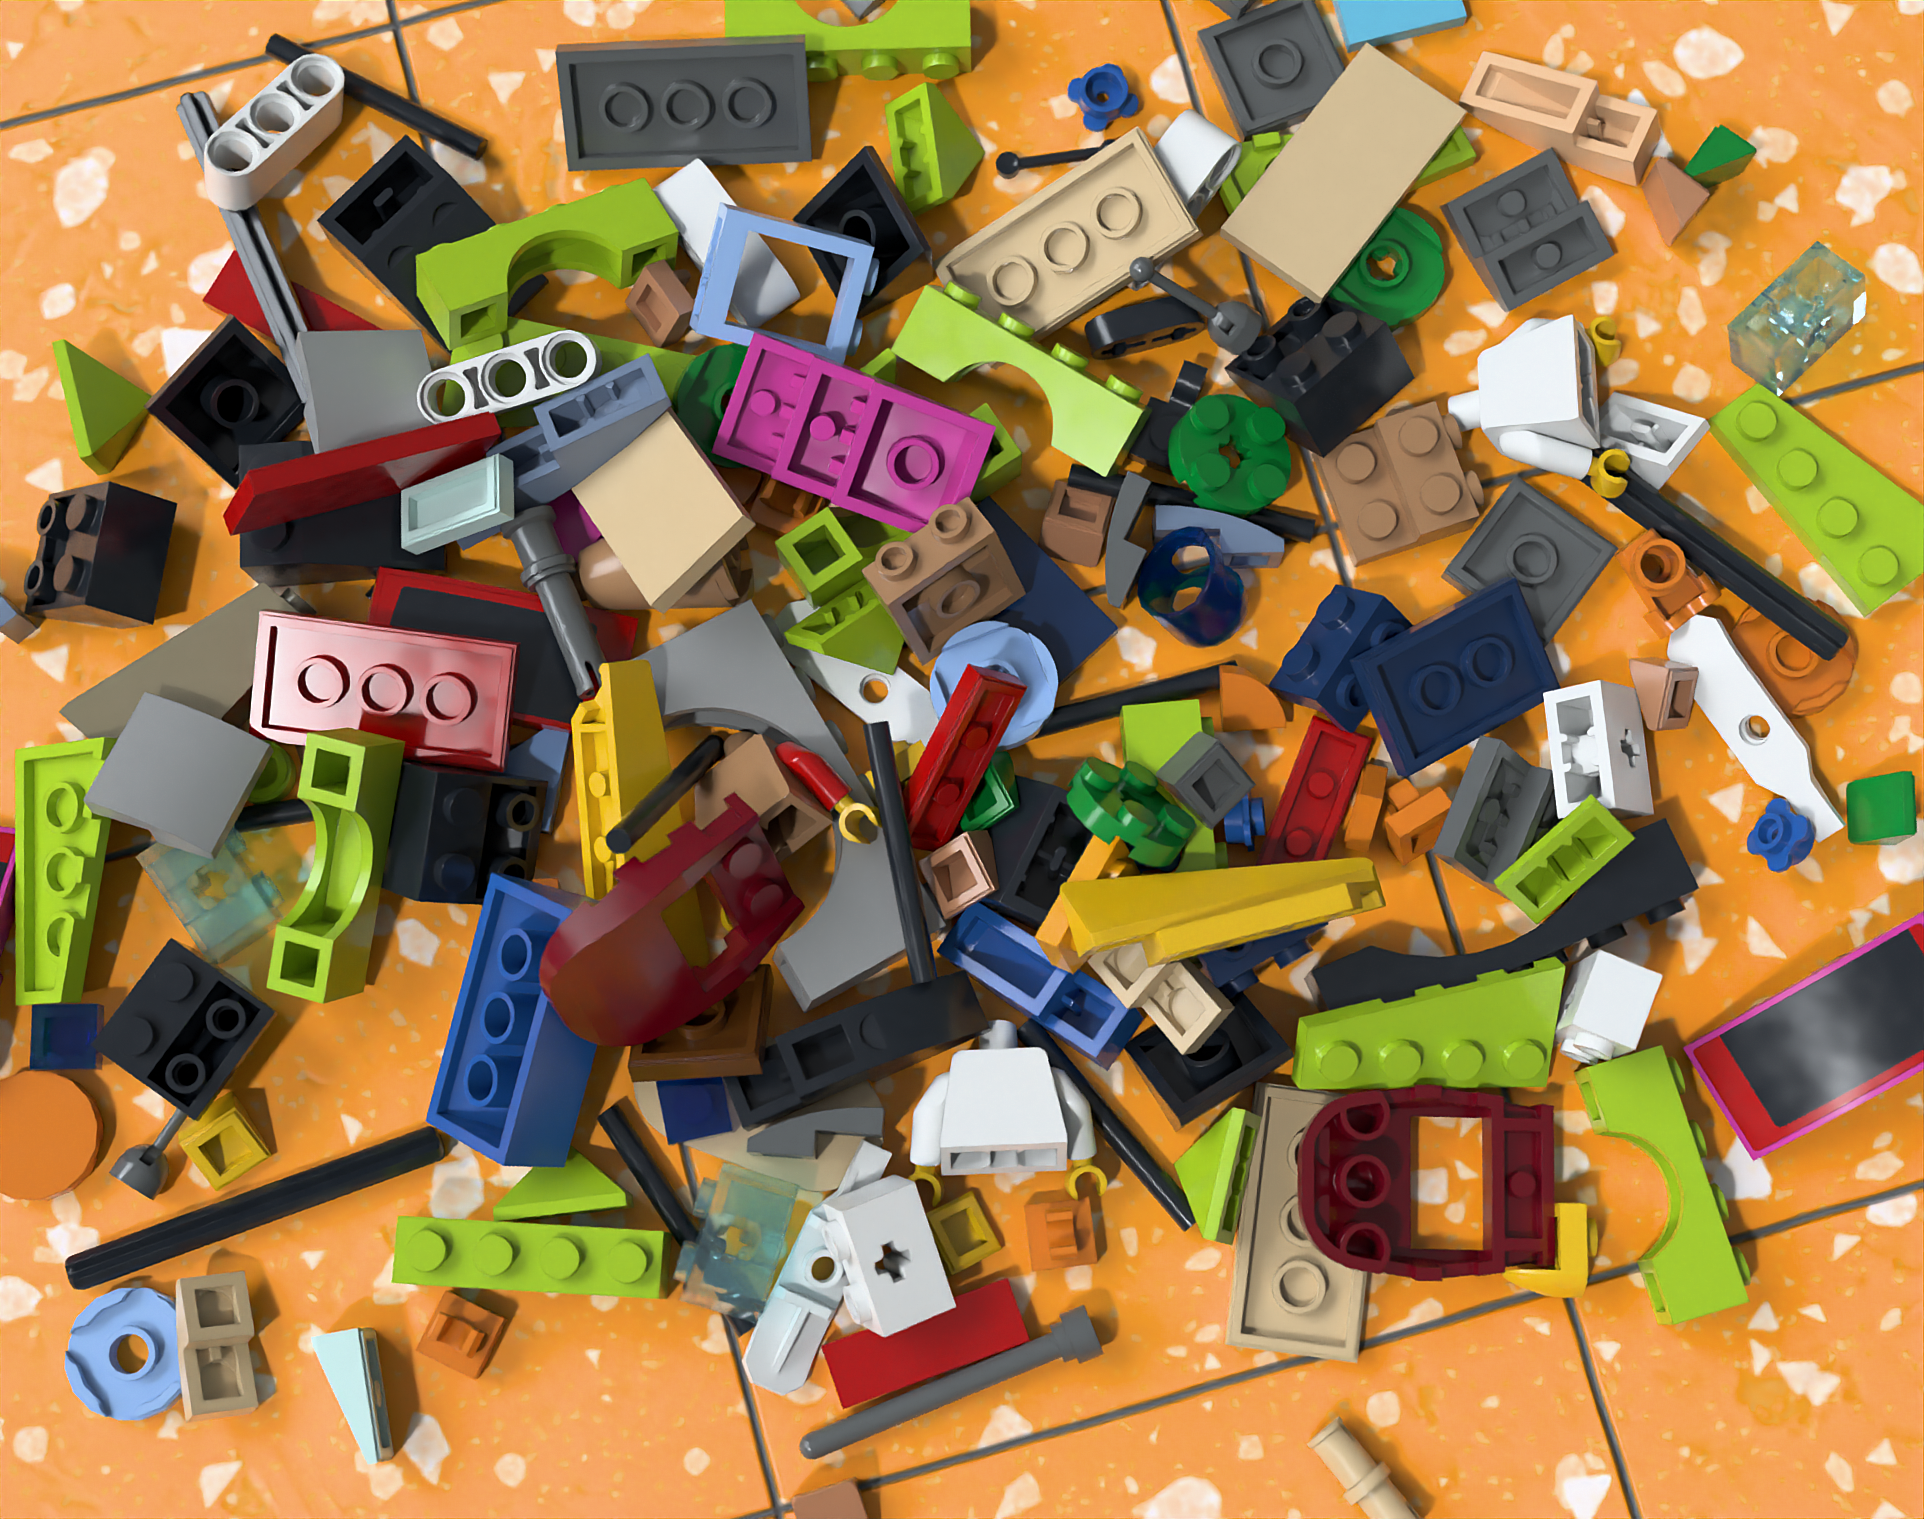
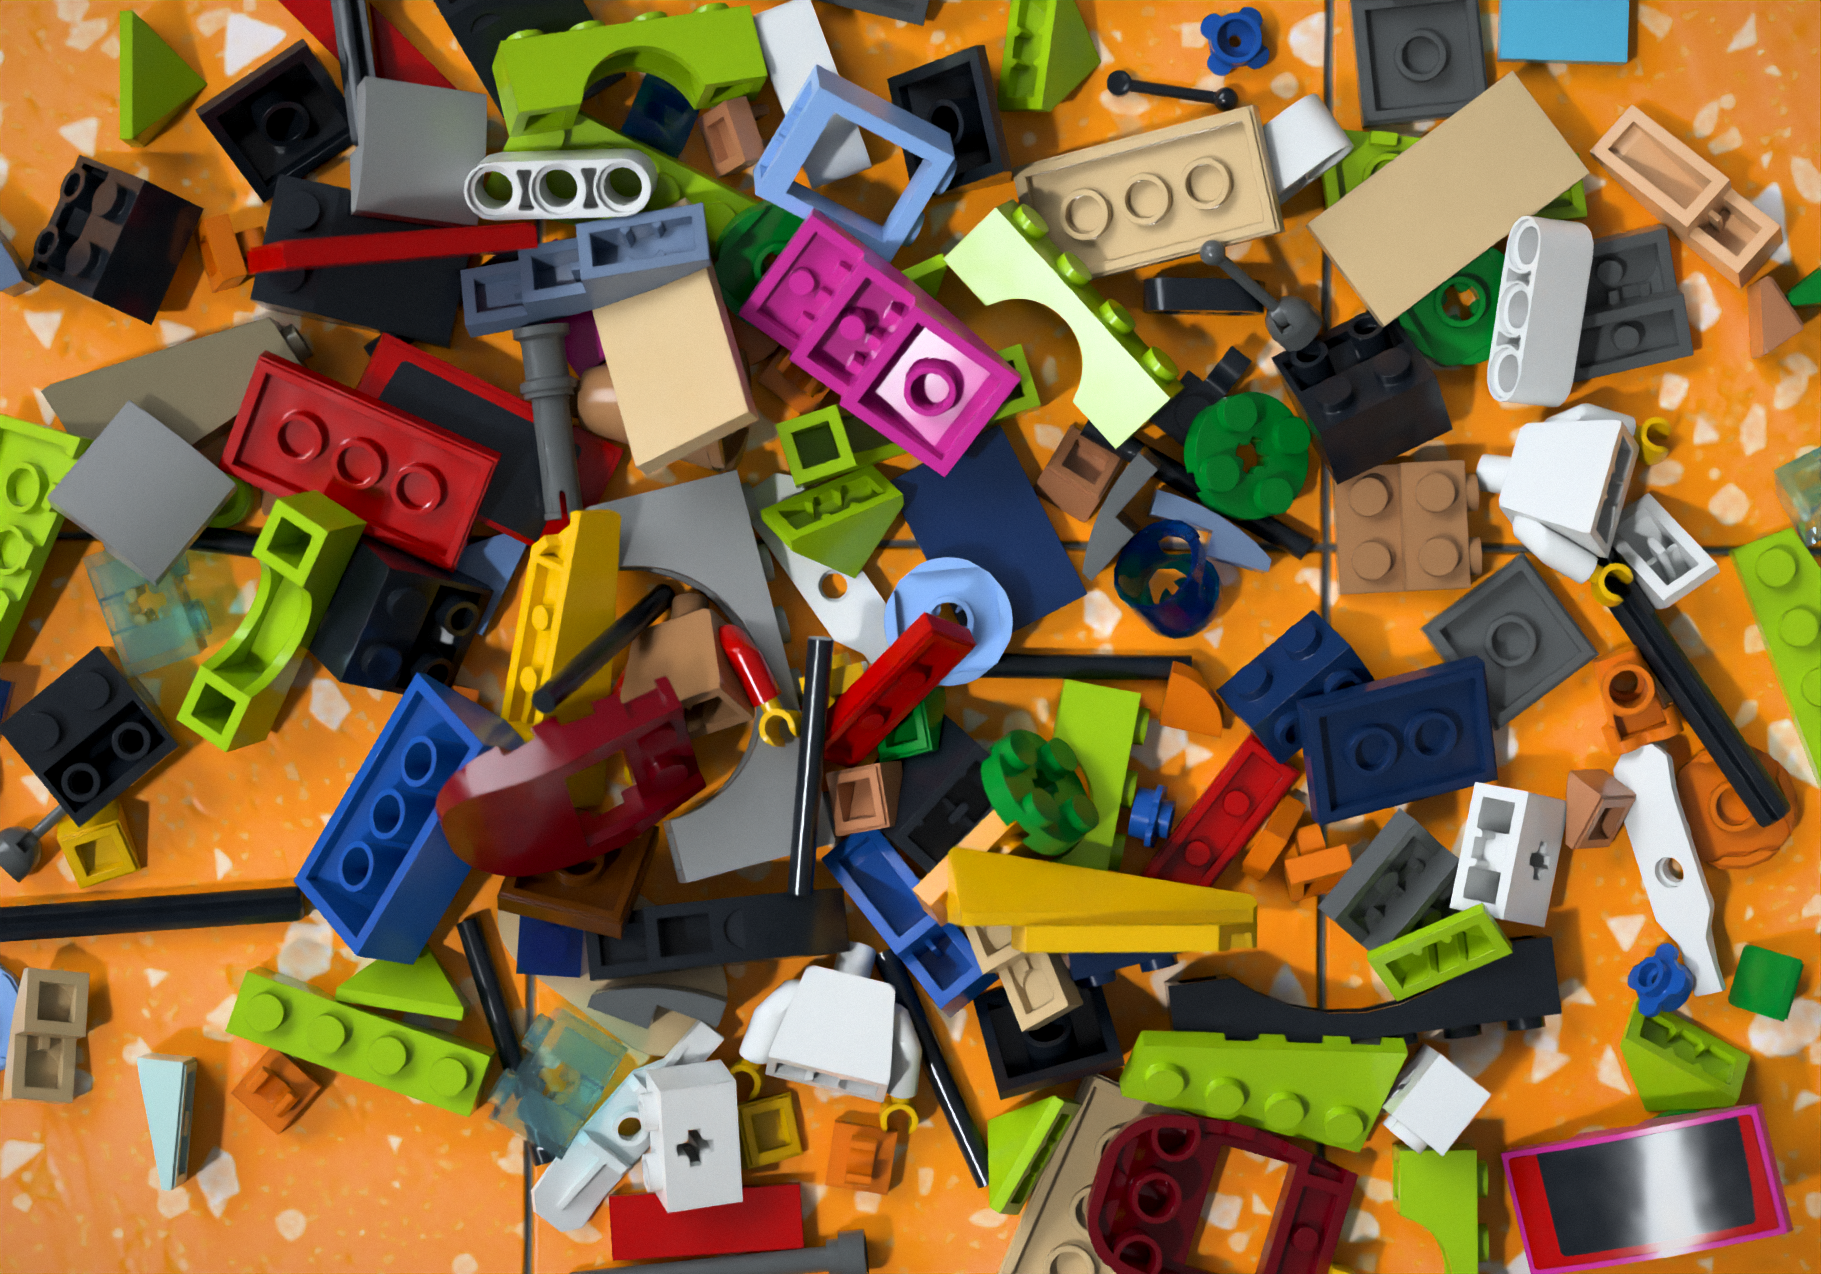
camera: 15 degrees right, 10 degrees up
(206, 541) = (225, 251): none -> orange tile
(457, 504) = (477, 297): light aqua tile -> none
(589, 304) = (660, 116): none -> plate
(944, 578) = (927, 509): medium nougat plate -> none
(1205, 778) = (1122, 774): dark grey slope -> none
(1462, 246) = (1540, 311): none -> white beam
(1824, 911) = (1680, 1063): none -> lime slope

